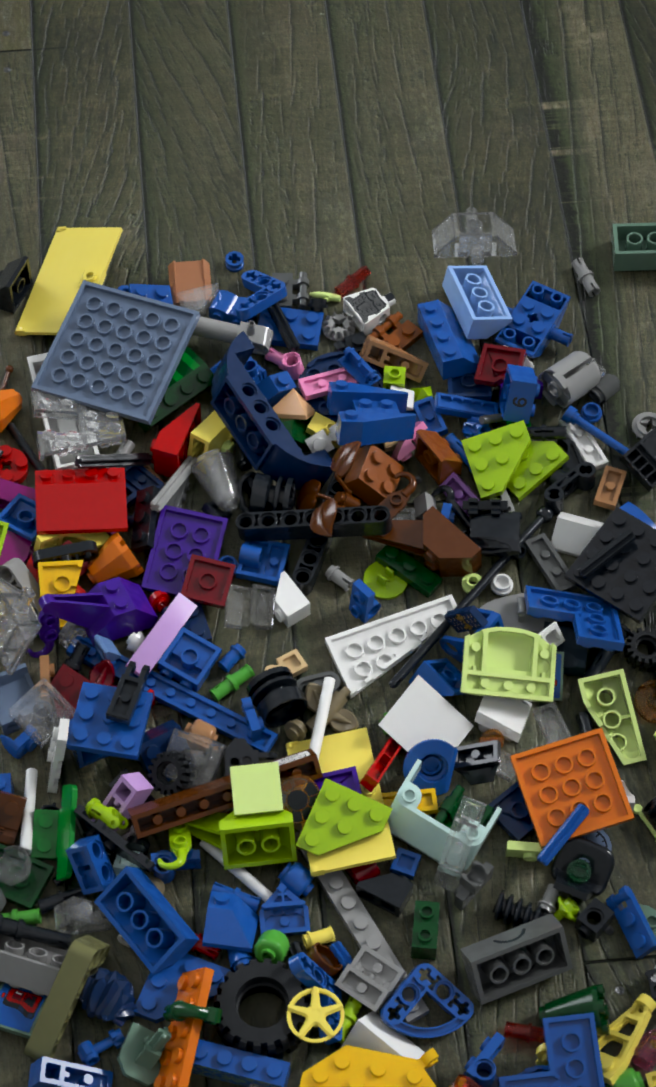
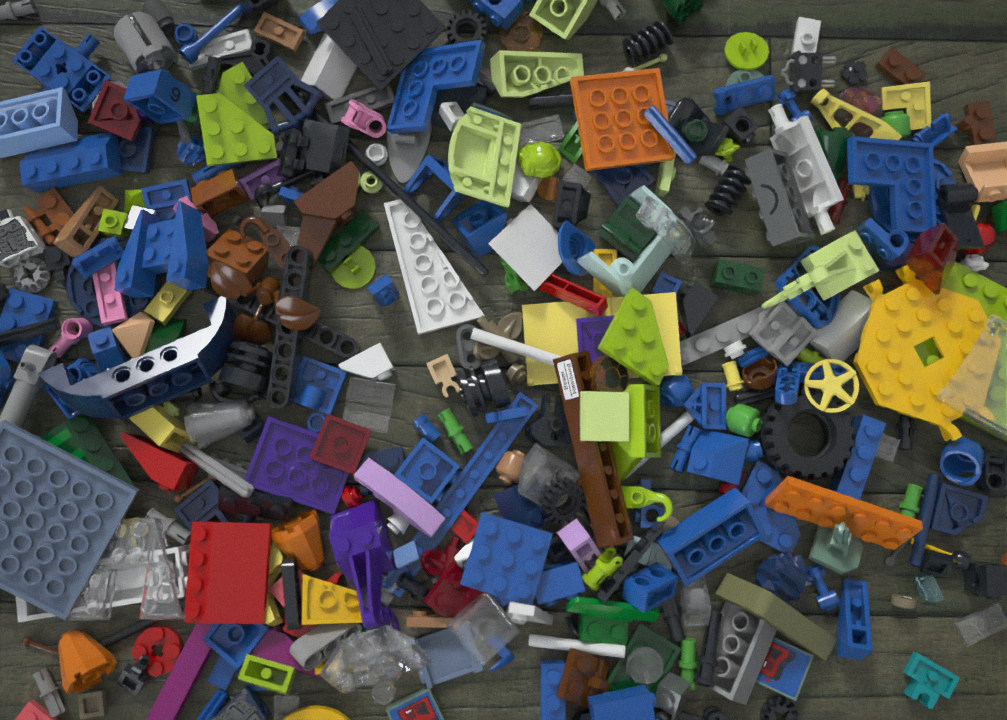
camera: 85 degrees left, 25 degrees up
(89, 776) = (558, 582): none -> blue slope
(113, 460) = (180, 534): black axle -> none
(127, 694) = (488, 538): black hinge -> none
(181, 1011) = (829, 511): dark green piece -> none
(321, 441) = (183, 309): white plate -> none
(338, 577) = (347, 312): light grey pin -> none
(347, 936) = (735, 349): none -> white plate
(447, 1021) = (831, 269): none -> yellowish green slope
(463, 406) = (161, 156): blue plate -> none
(466, 619) = (427, 189): dark blue tile -> none
(520, 726) = (539, 160): none -> lime hair
(532, 564) = (362, 119): none -> bright pink piece
(550, 480) = (271, 84): none -> dark blue plate
(551, 990) = (809, 166): none -> white plate
(617, 986) = (786, 97): none -> blue bar

